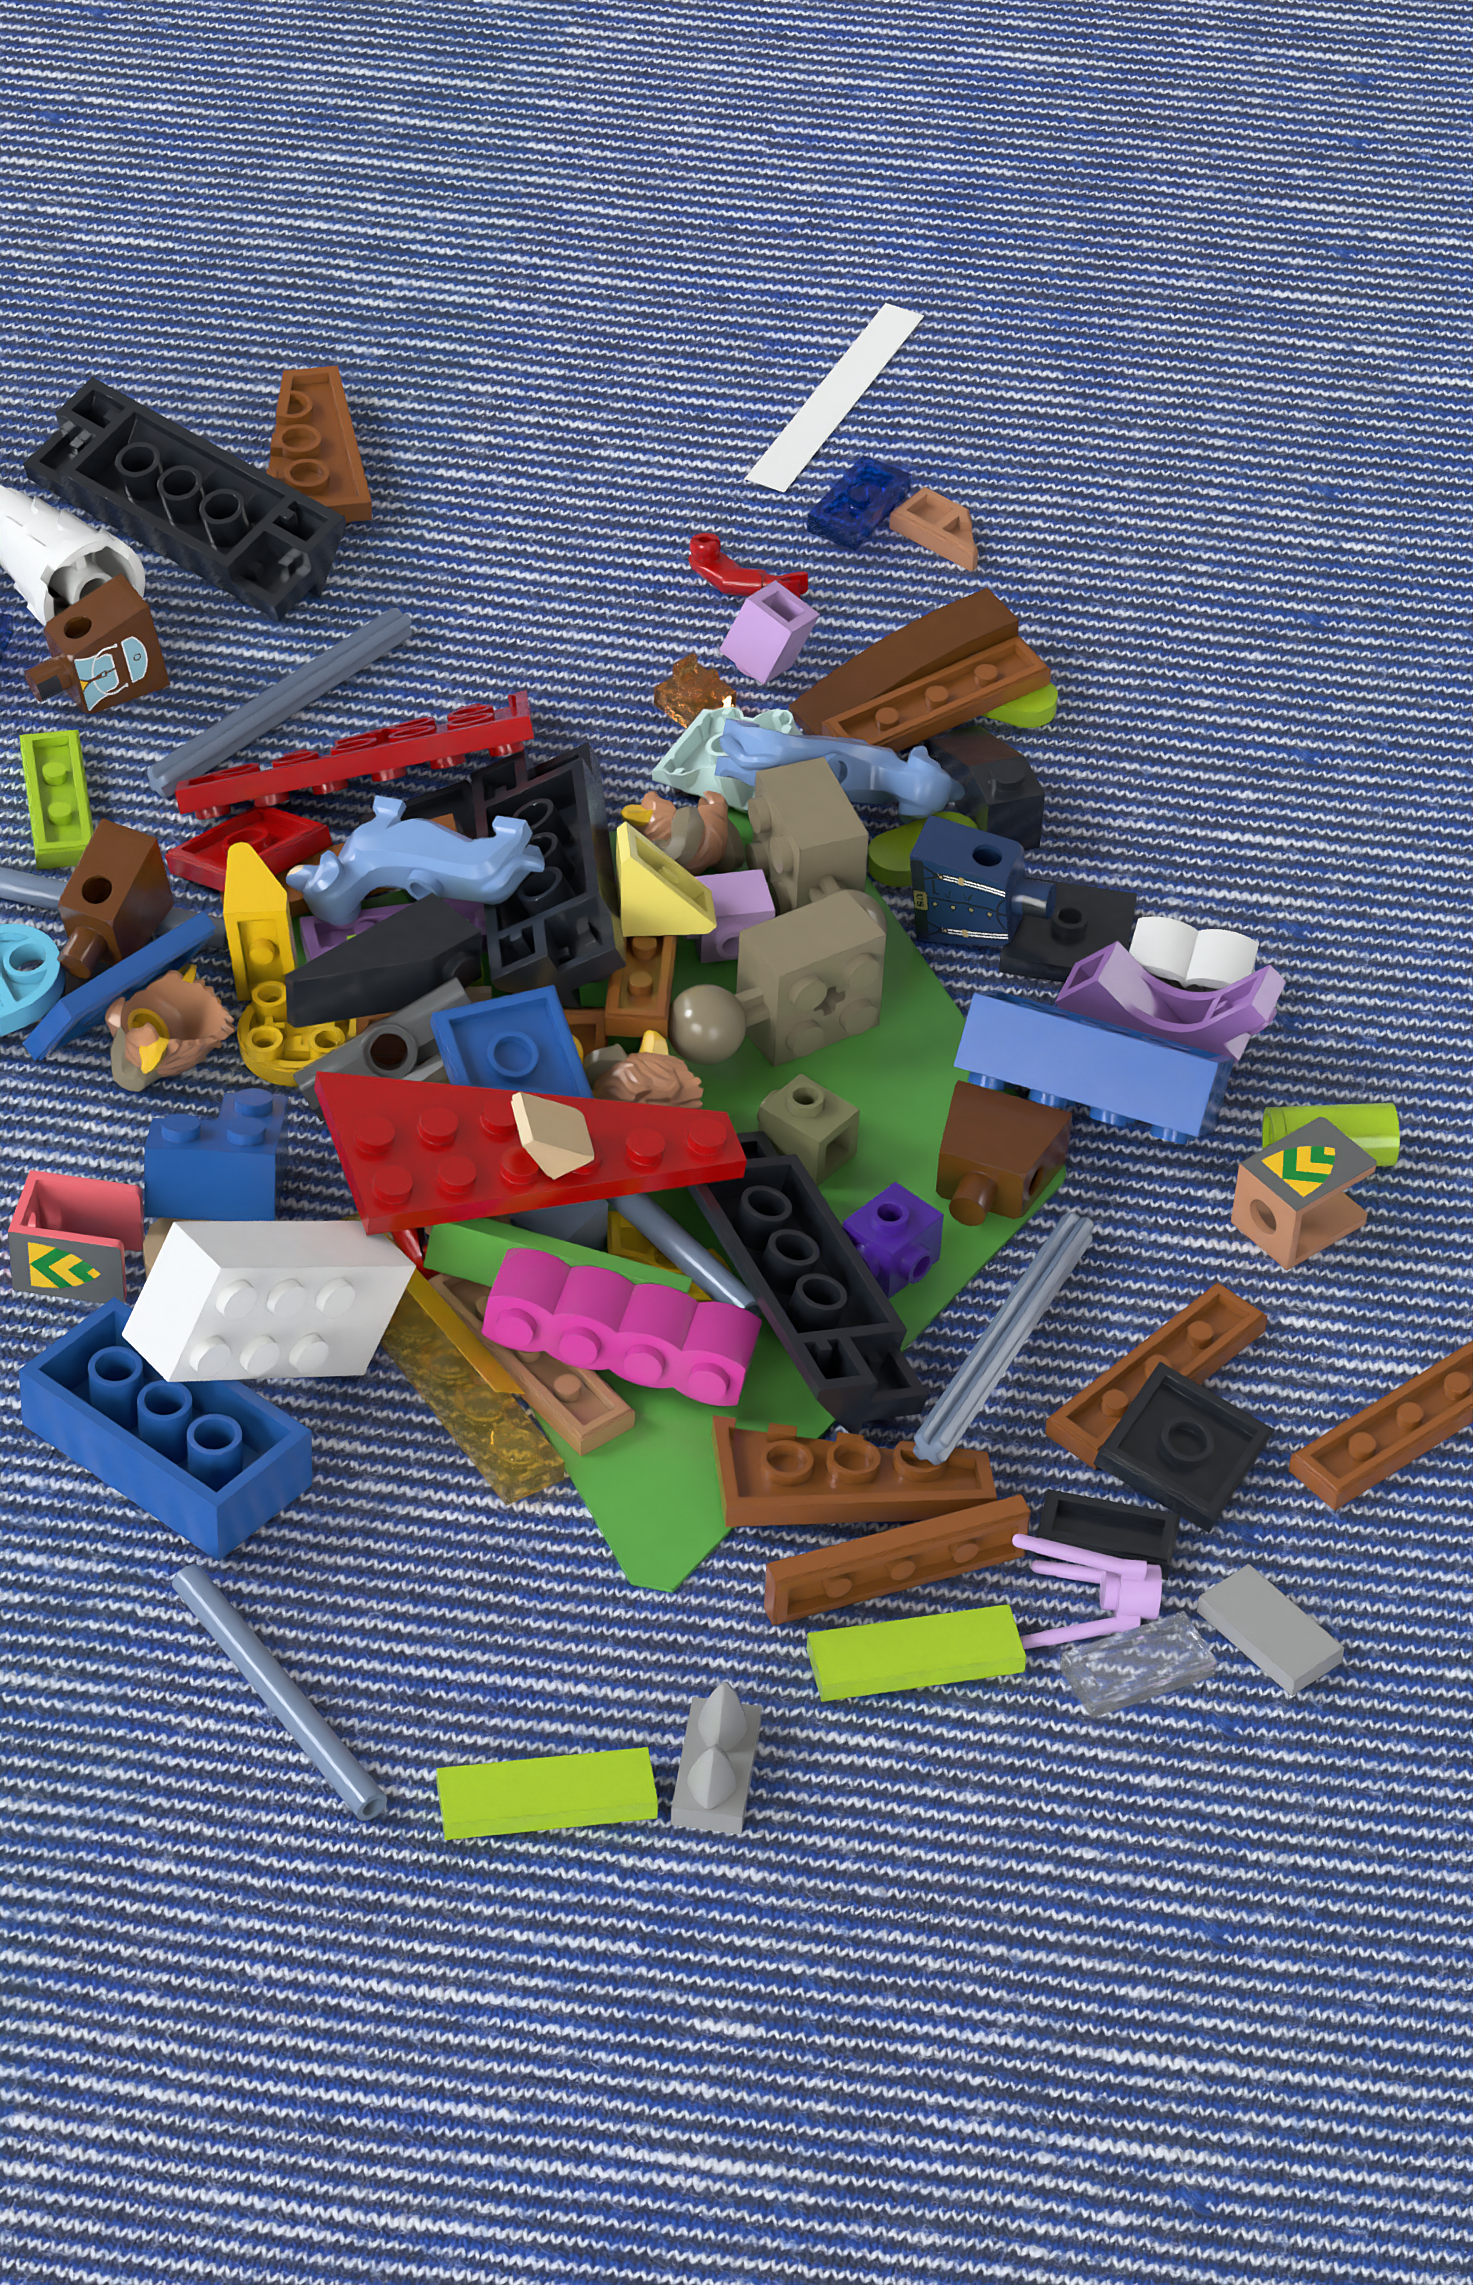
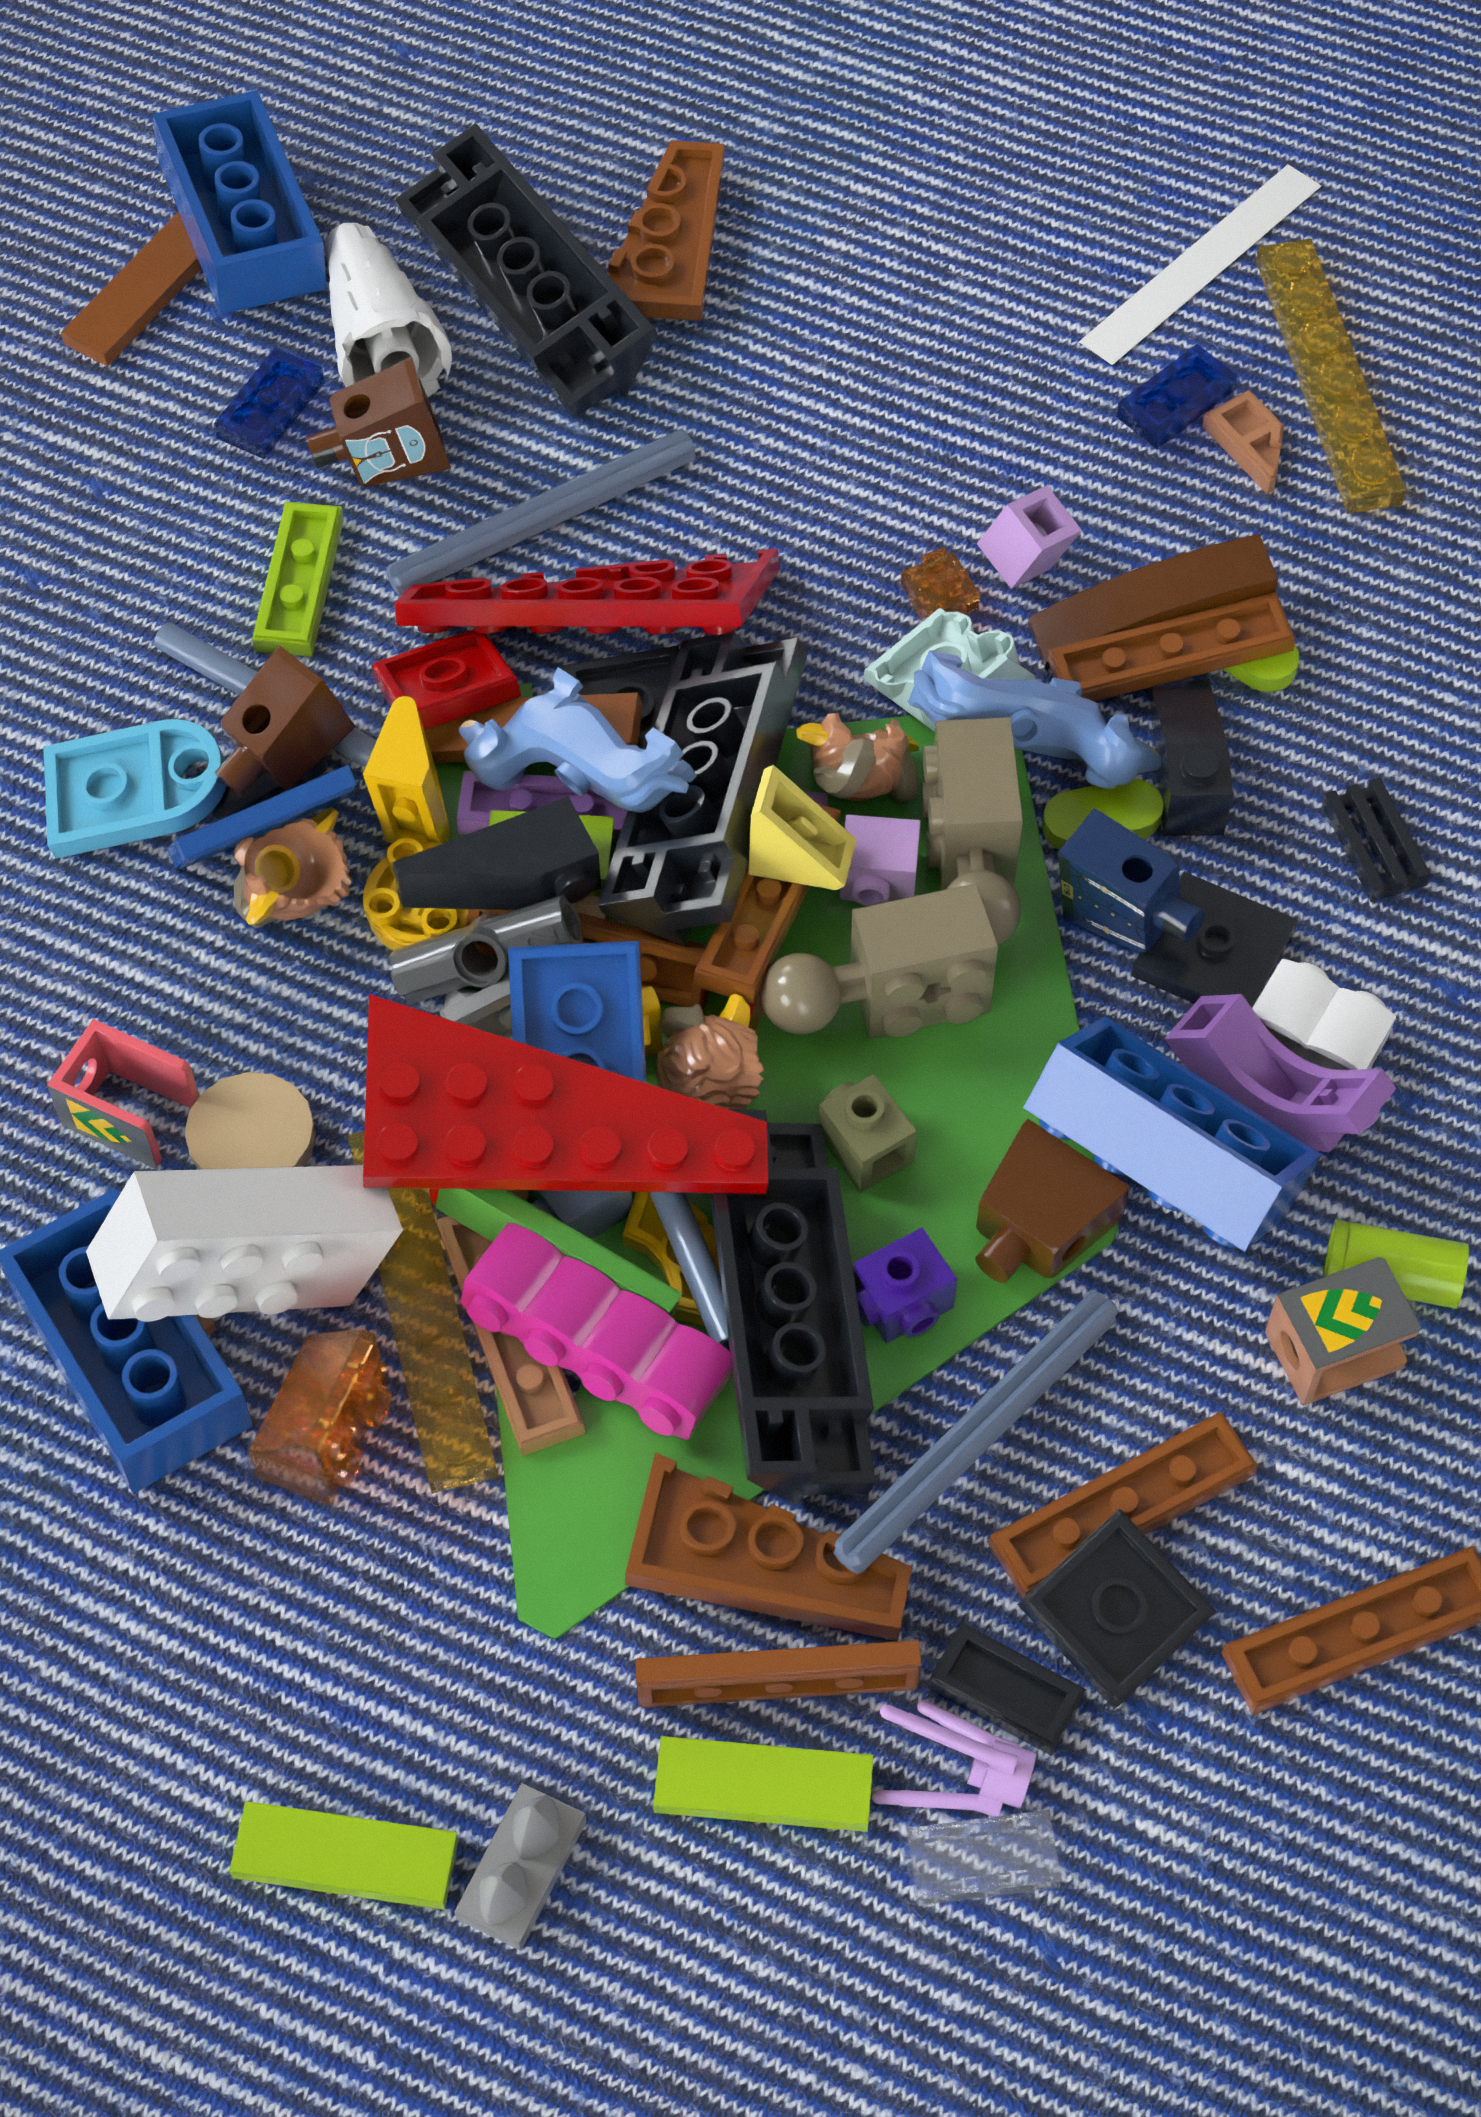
camera: 20 degrees right, 15 degrees up
(221, 1166) = (285, 1053): blue brick -> none
(280, 1692) = (134, 1666): sand blue piece -> none
(384, 1445) = (323, 1415): none -> clear orange slope
(460, 1334) = (439, 1281): yellow sticker -> none
(552, 1134) = (567, 1125): tan slope -> none
(732, 578) = (1025, 460): red arm -> none
(994, 465) = (1330, 377): none -> clear yellow plate
(1190, 818) = (1395, 829): none -> black tile
(1270, 1629) = (1132, 1853): light grey tile -> none

